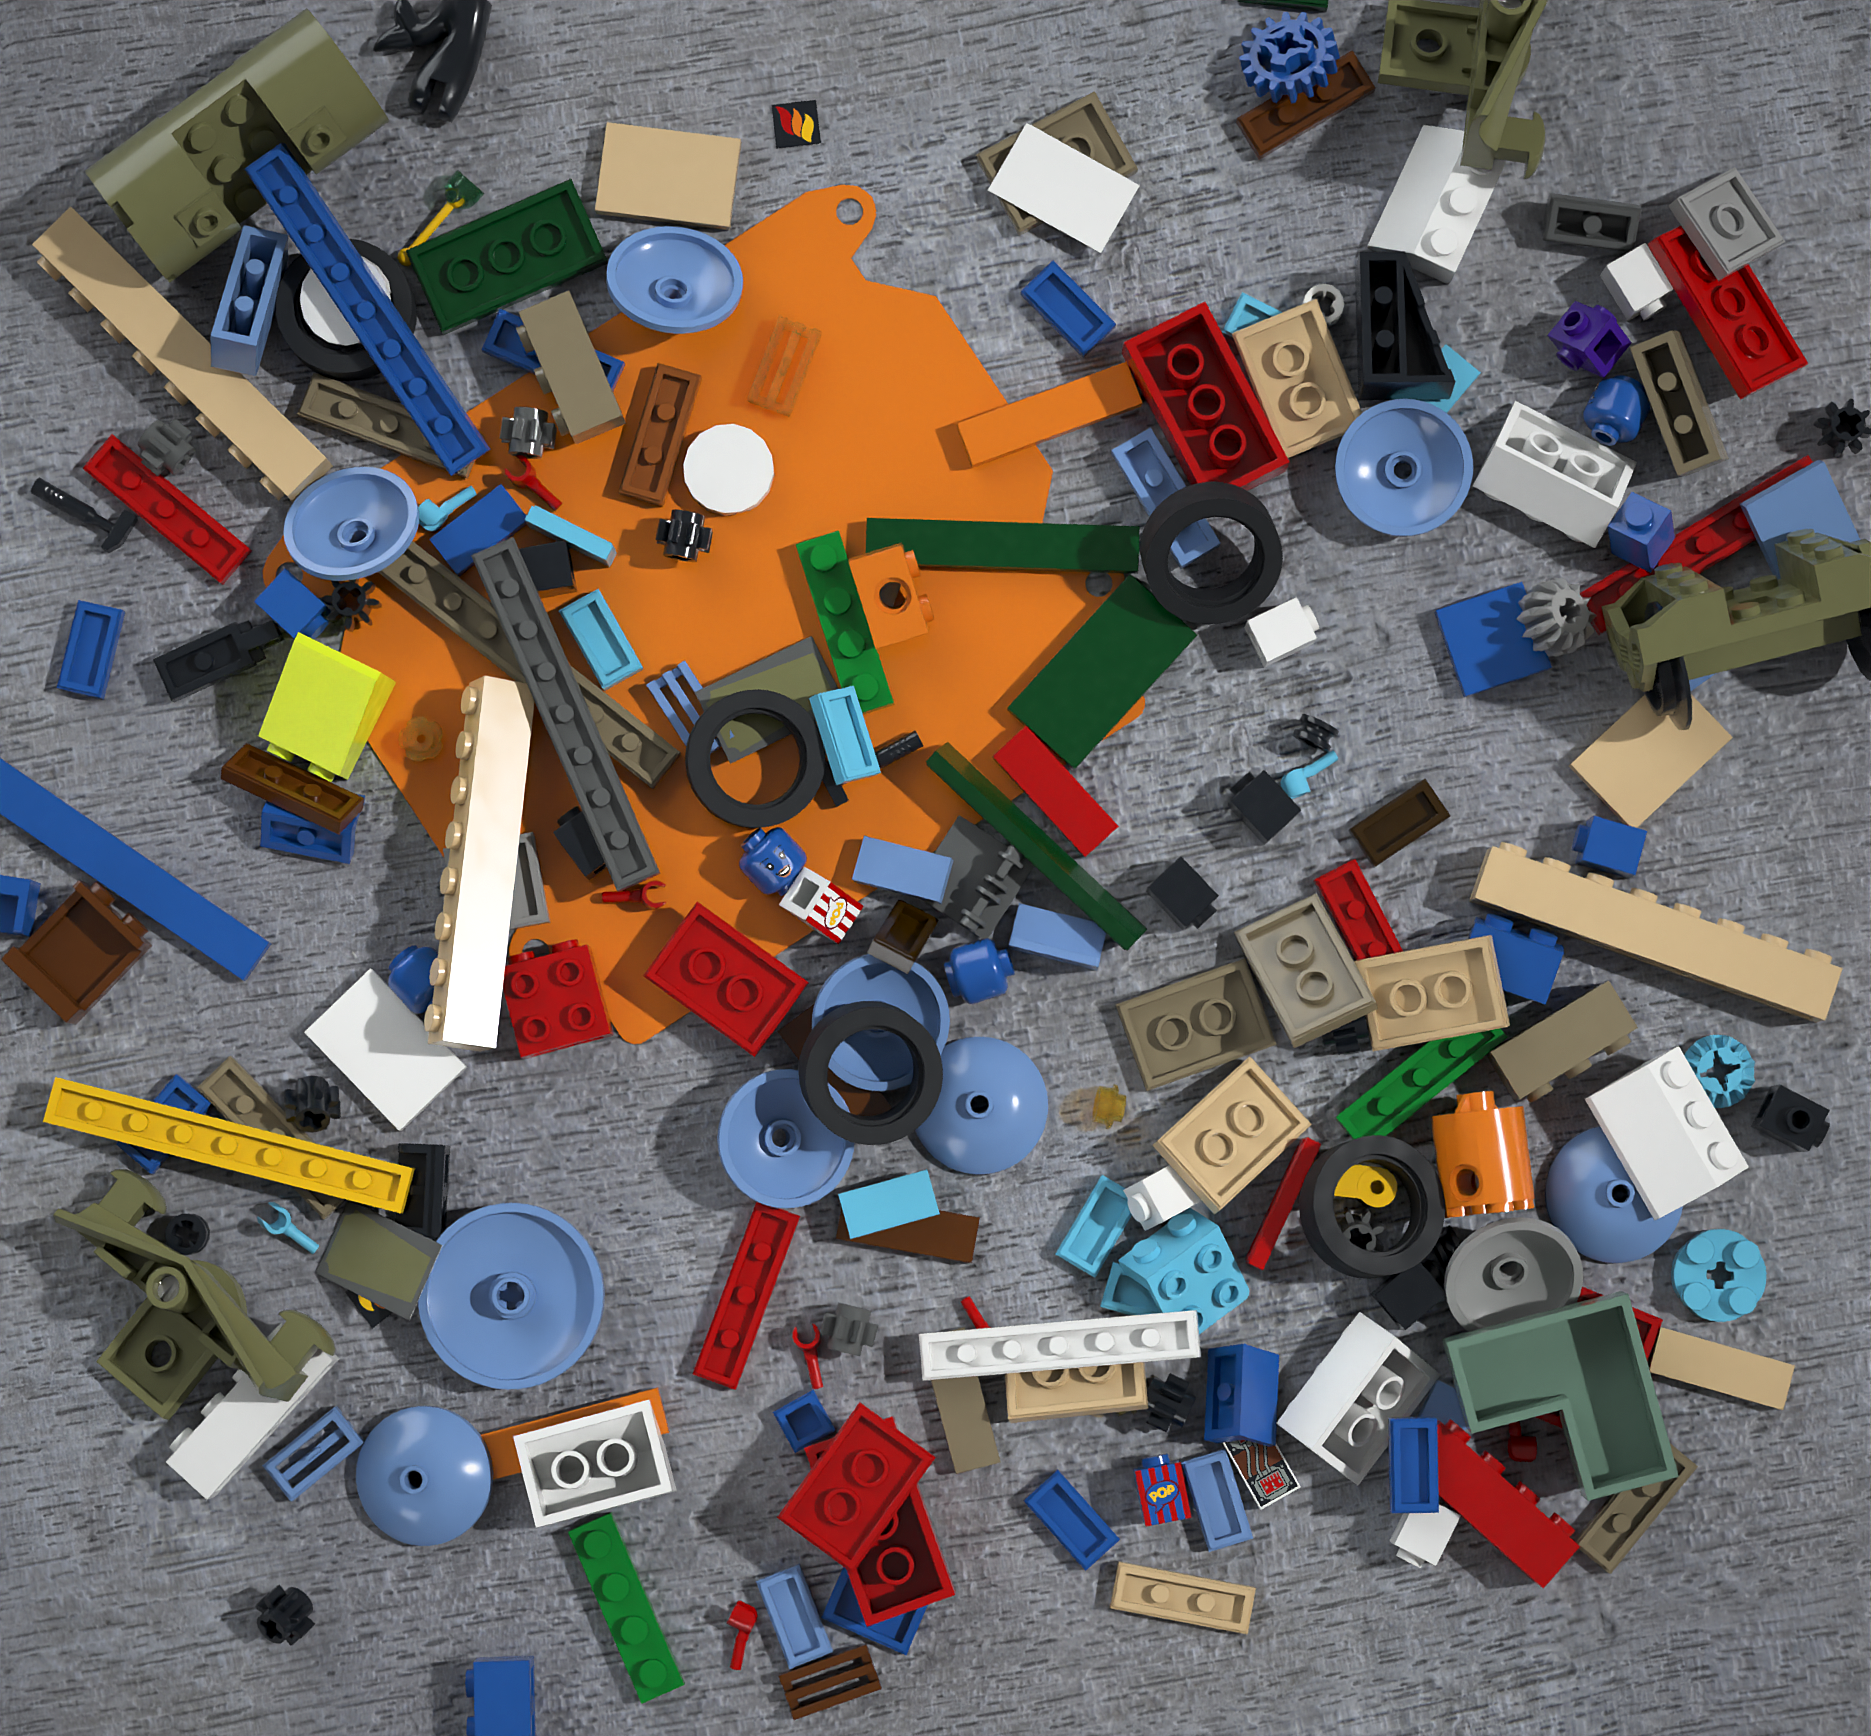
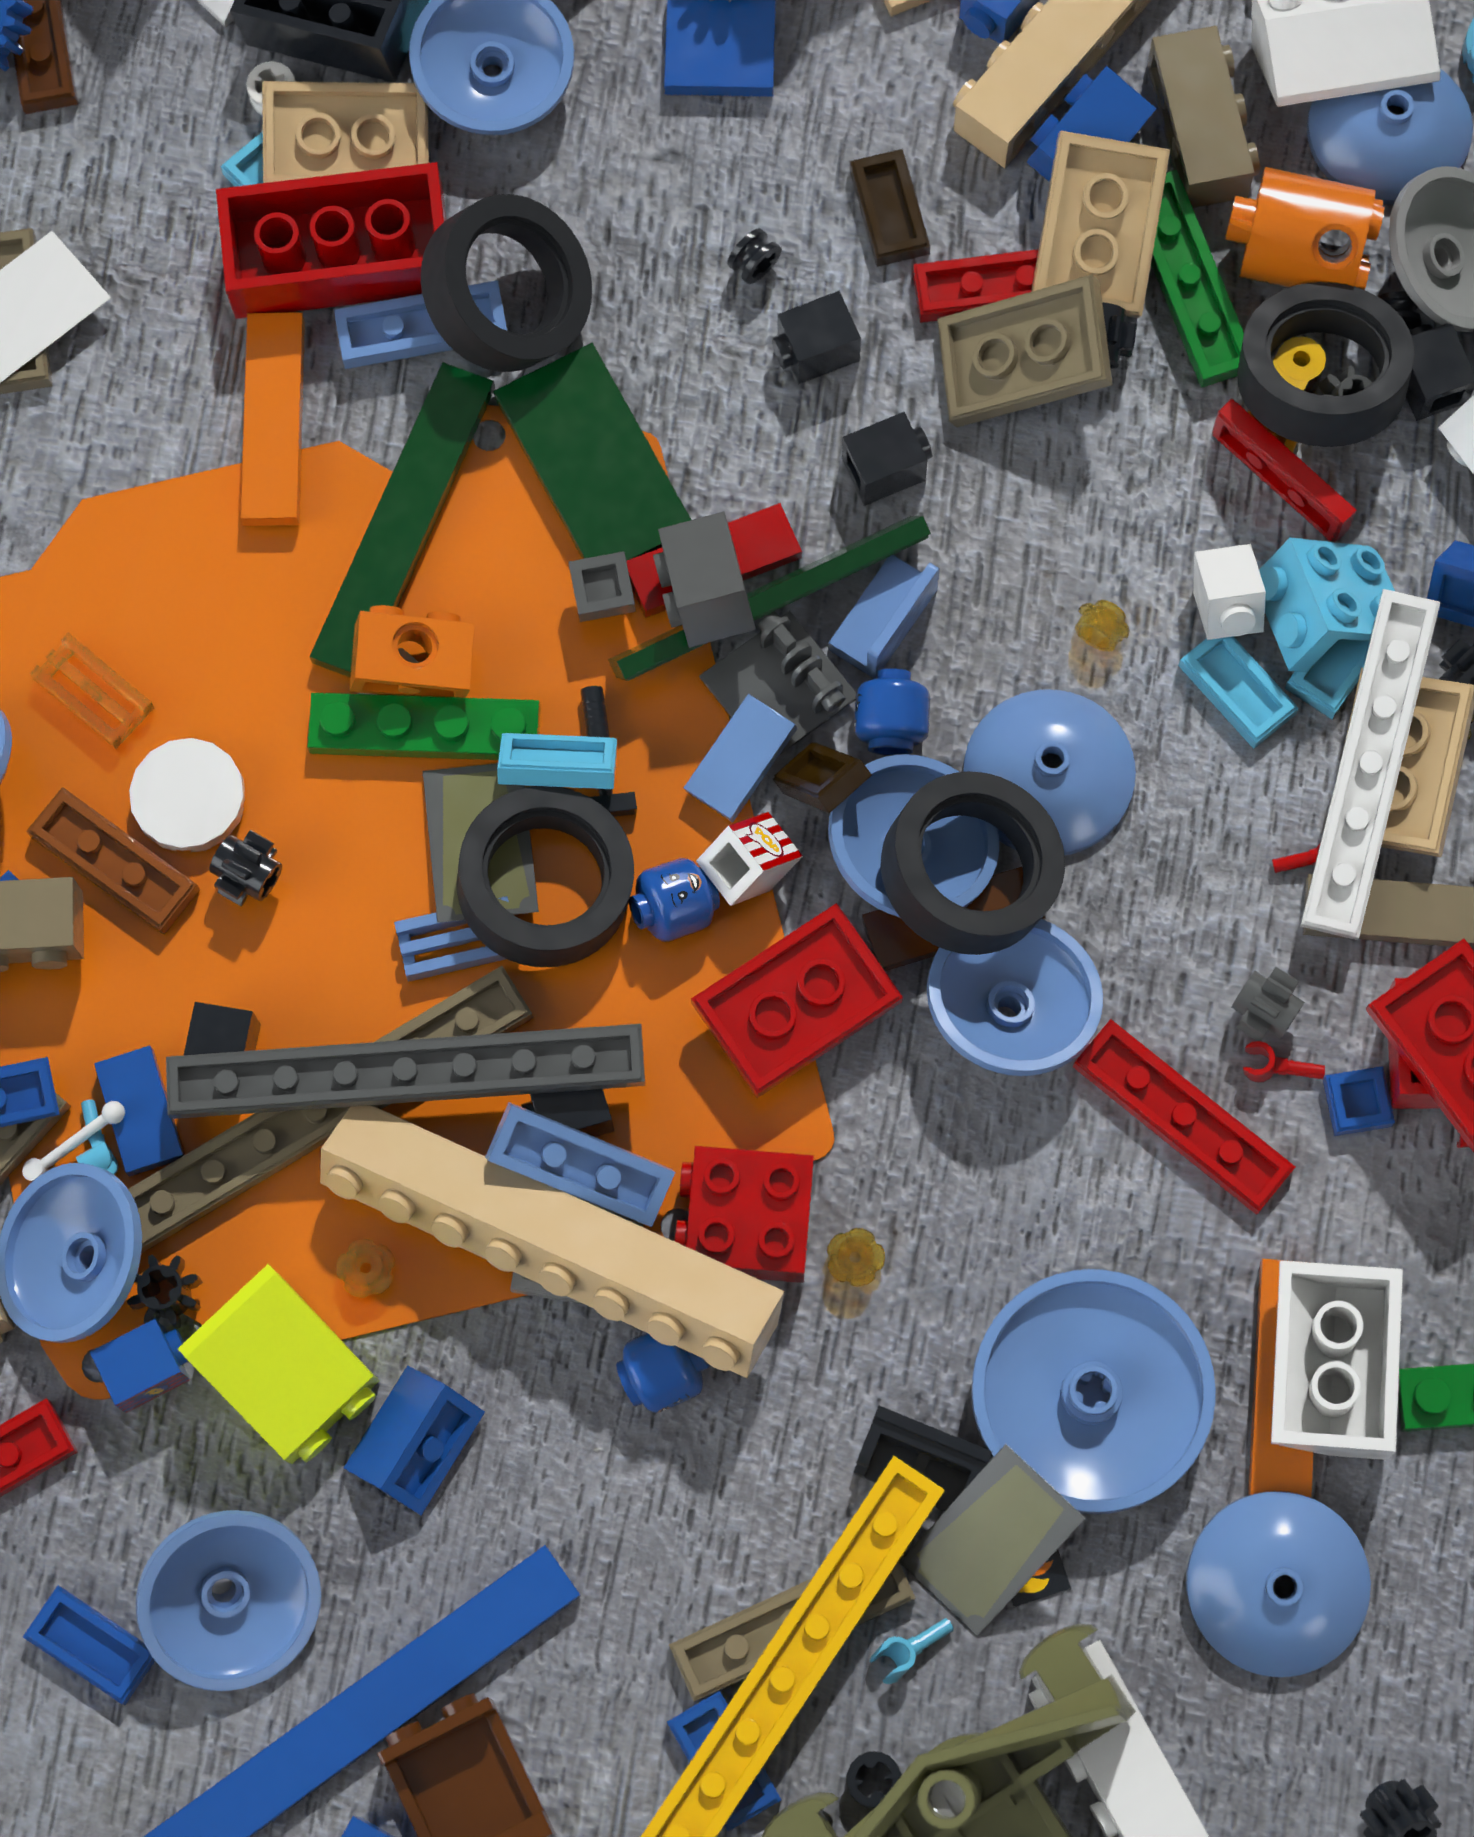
camera: 70 degrees left, 10 degrees down
(130, 745) = (234, 1635): none -> medium blue dish
(215, 657) = (162, 1477): black hinge -> none
(292, 788) = (365, 1444): reddish brown tile -> none
(312, 1104) = (767, 1558): black gear -> none
(345, 1429) = (1185, 1666): medium blue tile -> none
(385, 1050) = (731, 1448): white tile -> none
(411, 474) = (112, 1113): none -> white hinge
(528, 432) = (46, 1007): dark grey gear -> none
(530, 481) = (107, 1029): red hand -> none
(541, 866) = (580, 1164): none -> medium blue plate
(544, 1083) = (857, 1241): none -> clear yellow plate
(576, 537) = (205, 985): medium azure tile -> none
(601, 639) = (330, 1013): medium azure tile -> none
(634, 896) = (657, 1072): red hand -> none
(888, 1204) = (1133, 906): medium azure tile -> none
(940, 1236) = (1166, 901): reddish brown tile -> none
(996, 716) = (602, 586): none -> dark grey tile
(1020, 793) = (705, 580): none -> dark grey brick
(1068, 309) = (160, 359): blue tile -> none
(1195, 1024) = (1040, 501): dark tan tile -> none
(1232, 1135) = (1186, 496): tan tile -> none
(1282, 631) = (624, 252): white brick -> none
(1296, 783) = (797, 293): medium azure hand -> none

